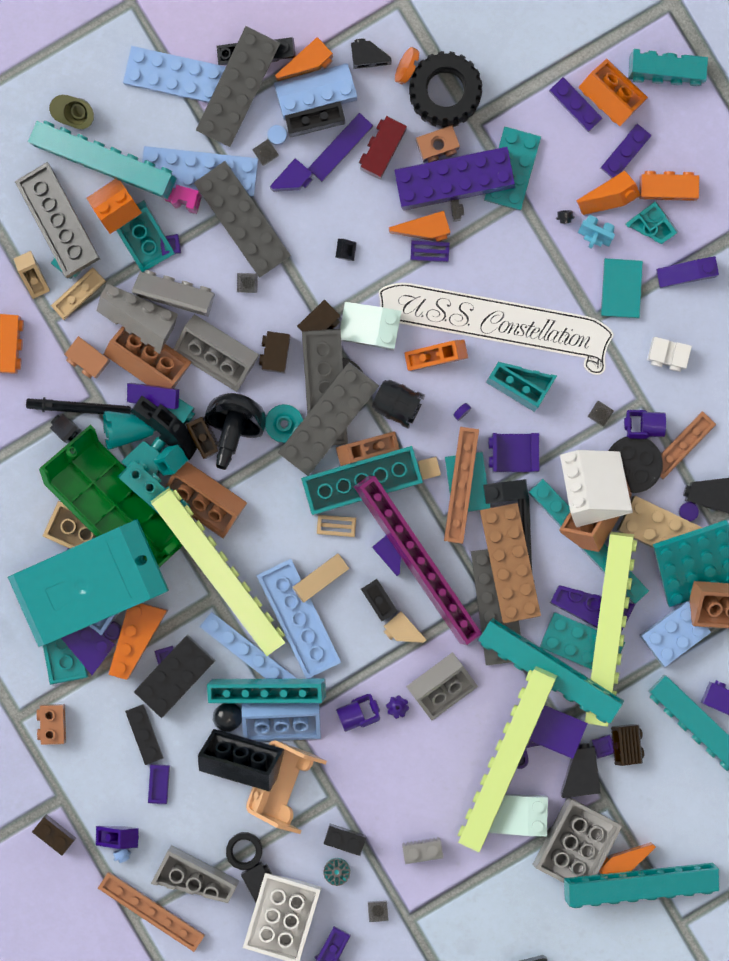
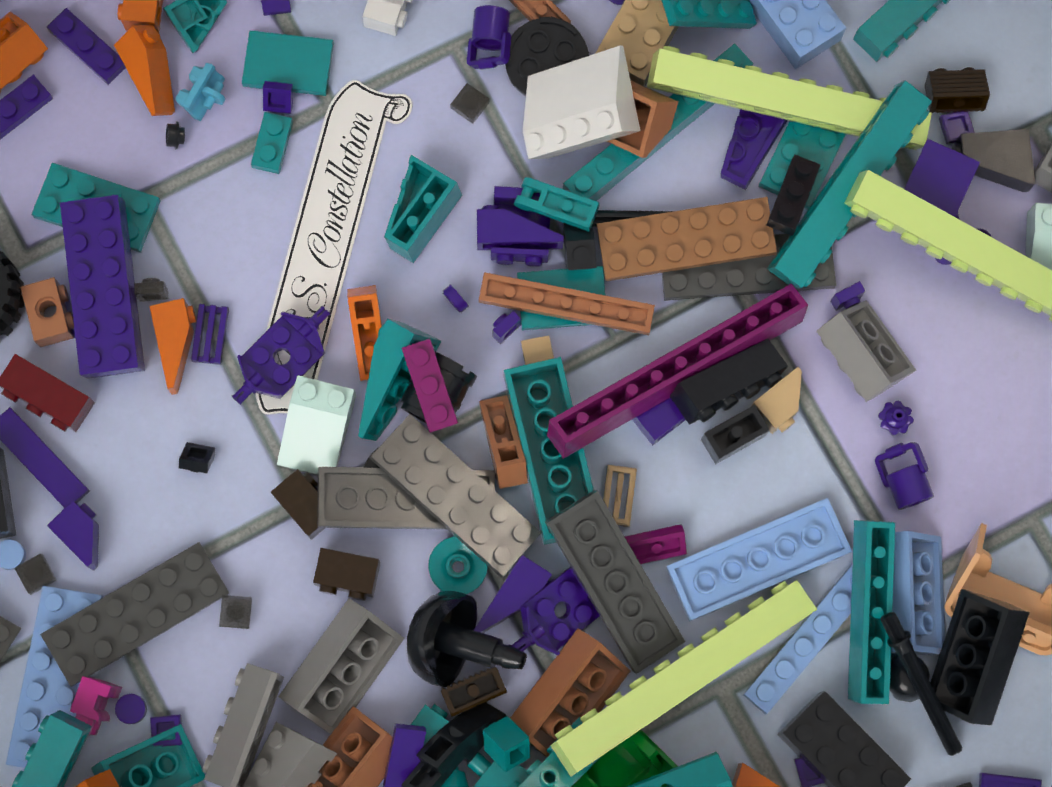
camera: 85 degrees left, 10 degrees down
(182, 221) = (130, 709): none -> dark purple tile
(245, 708) = (904, 649): none -> black axle
(263, 506) = (539, 620): none -> dark purple plate
(269, 463) = (521, 585): none -> dark purple slope
(277, 524) = (615, 581): none -> dark grey plate
(301, 541) = (658, 544): none -> magenta plate
(320, 578) = (698, 522): tan tile -> none
(396, 397) = (430, 385): none -> magenta plate
(411, 284) = (288, 333): none -> dark purple plate
(412, 593) = (728, 382): none -> black brick
(413, 373) = (388, 376): none -> teal wedge
(445, 445) = (505, 326): none -> dark purple plate
(477, 673) = (848, 297): none -> dark purple plate
(510, 441) = (509, 230): none -> dark purple slope
(526, 475) = (557, 204): none -> teal plate
(543, 633) = (793, 195): none -> black plate
(564, 281) = (271, 143): none -> teal plate
(595, 283) = (277, 97): none -> dark purple plate

